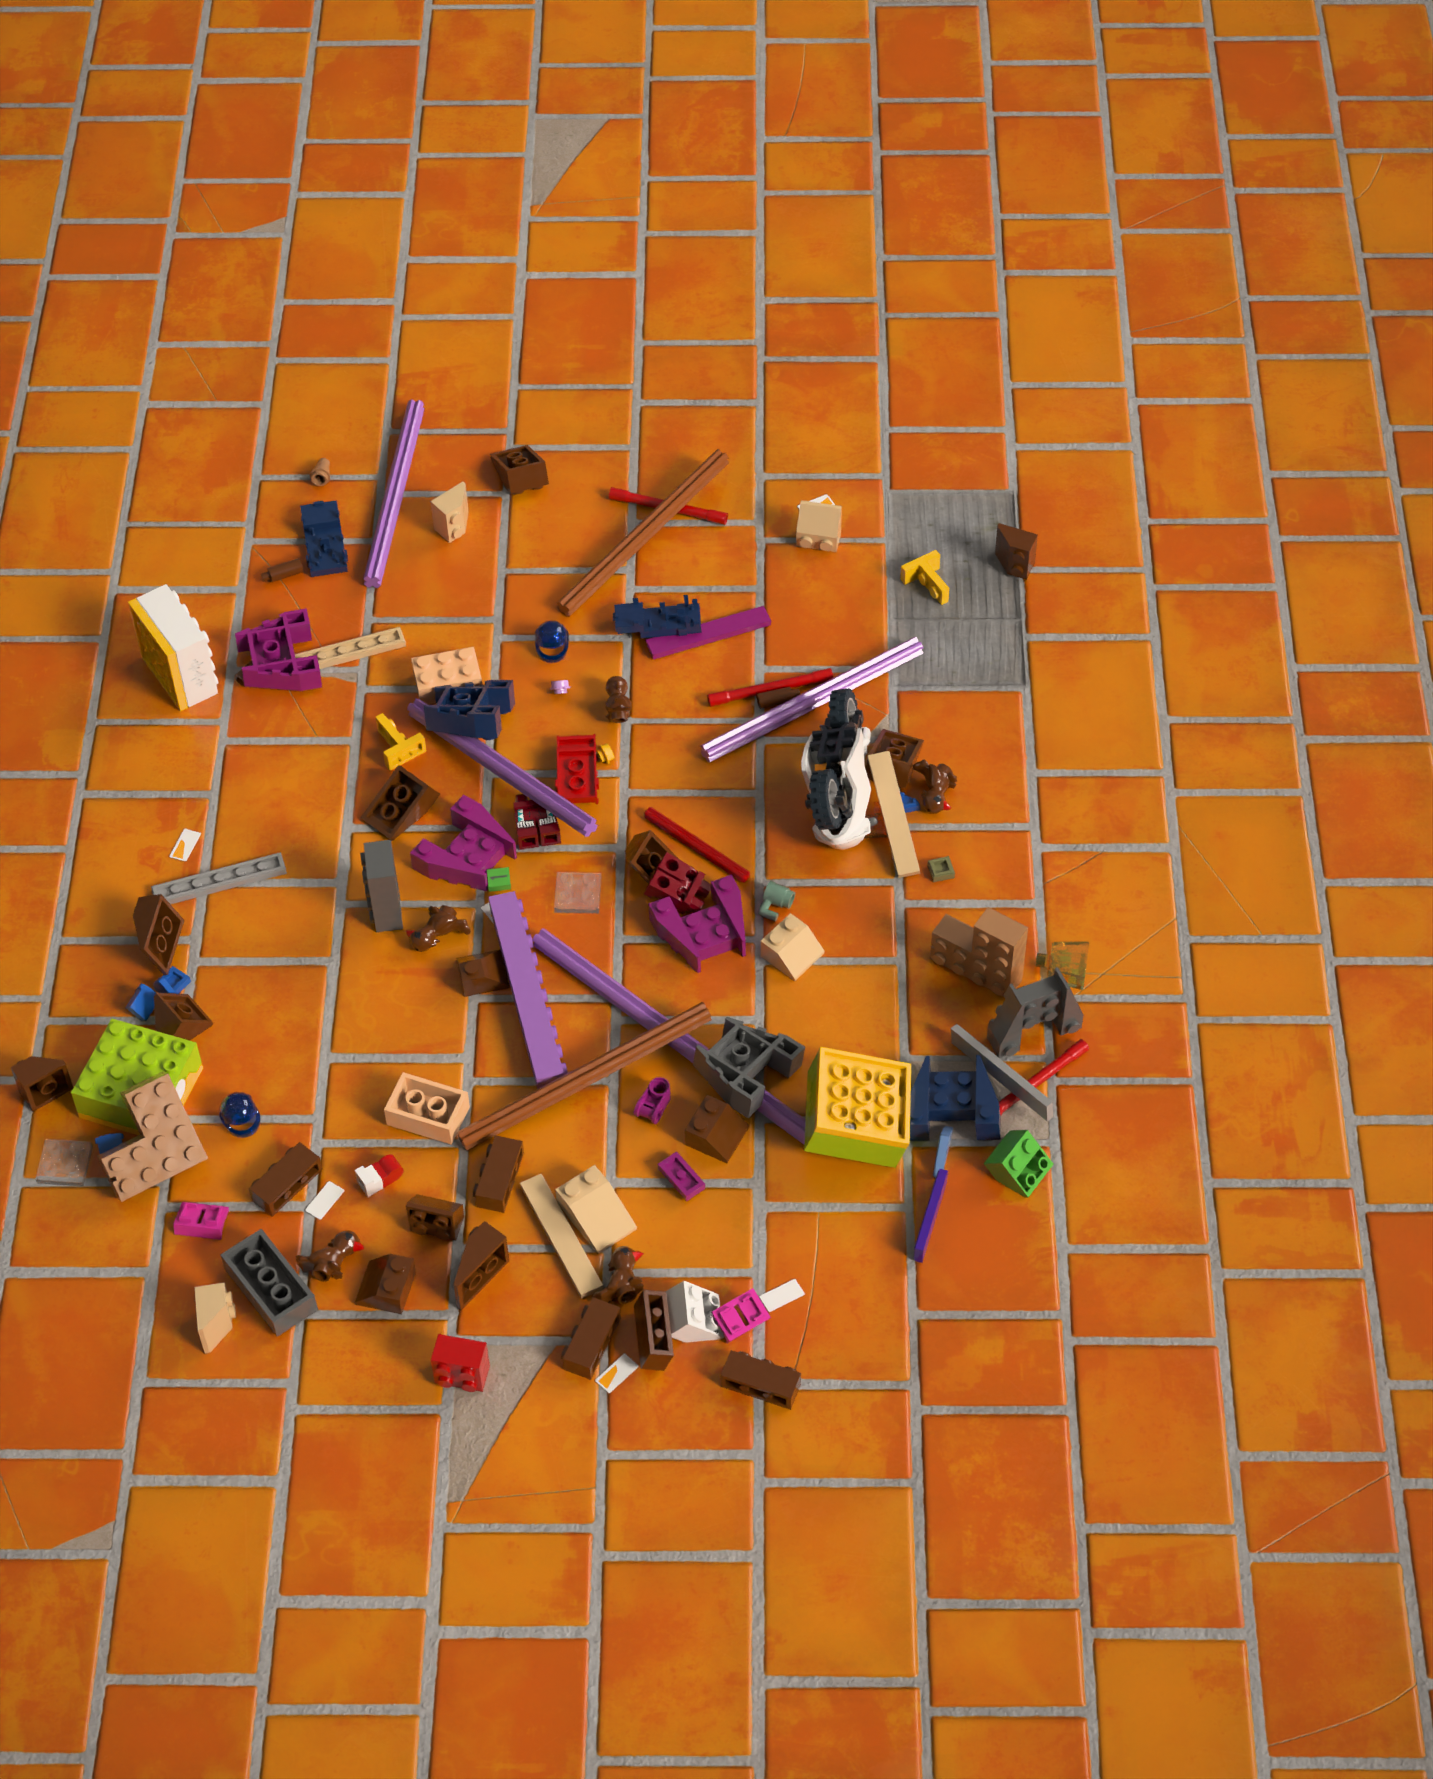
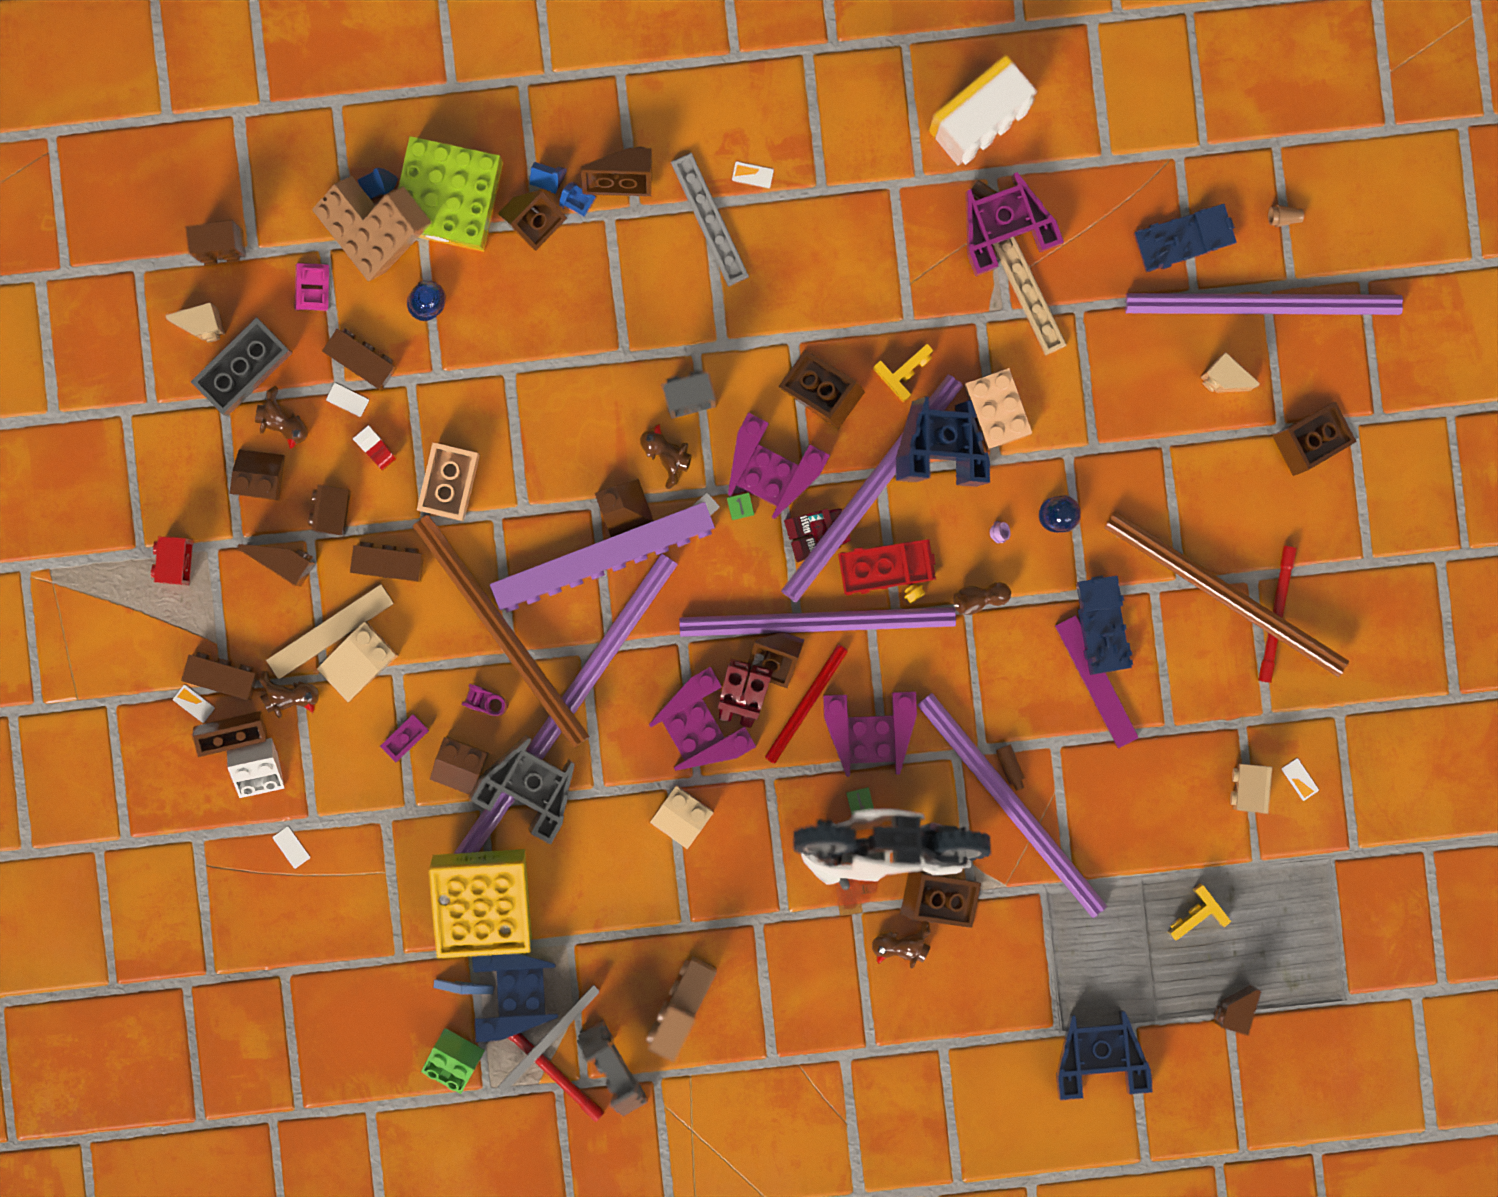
camera: 80 degrees right, 35 degrees up
(41, 1080) = (435, 96): reddish brown slope -> none
(64, 1162) = (360, 142): clear tile -> none
(133, 1282) = (216, 242): none -> reddish brown brick
(283, 570) = (1133, 202): reddish brown cylinder -> none
(577, 892) = (733, 589): clear tile -> none
(619, 830) = (817, 621): none -> medium lavender axle
(726, 696) = (1043, 803): red piece -> none
(730, 1321) = (249, 803): dark pink piece -> none
(736, 793) = (871, 737): none -> magenta wedge
(761, 1379) = (194, 838): reddish brown brick -> none
(776, 895) = (746, 794): sand green piece -> none
(794, 812) = (860, 800): none -> bright green tile
(893, 814) = (855, 906): tan tile -> none
(910, 804) = (885, 915): blue tile -> none
(930, 1215) = (385, 980): dark purple tile -> none
(941, 869) = (803, 959): olive tile -> none
(1045, 652) = (1101, 1051): none -> dark blue wedge
(1069, 958) = (693, 1094): clear yellow torso -> none

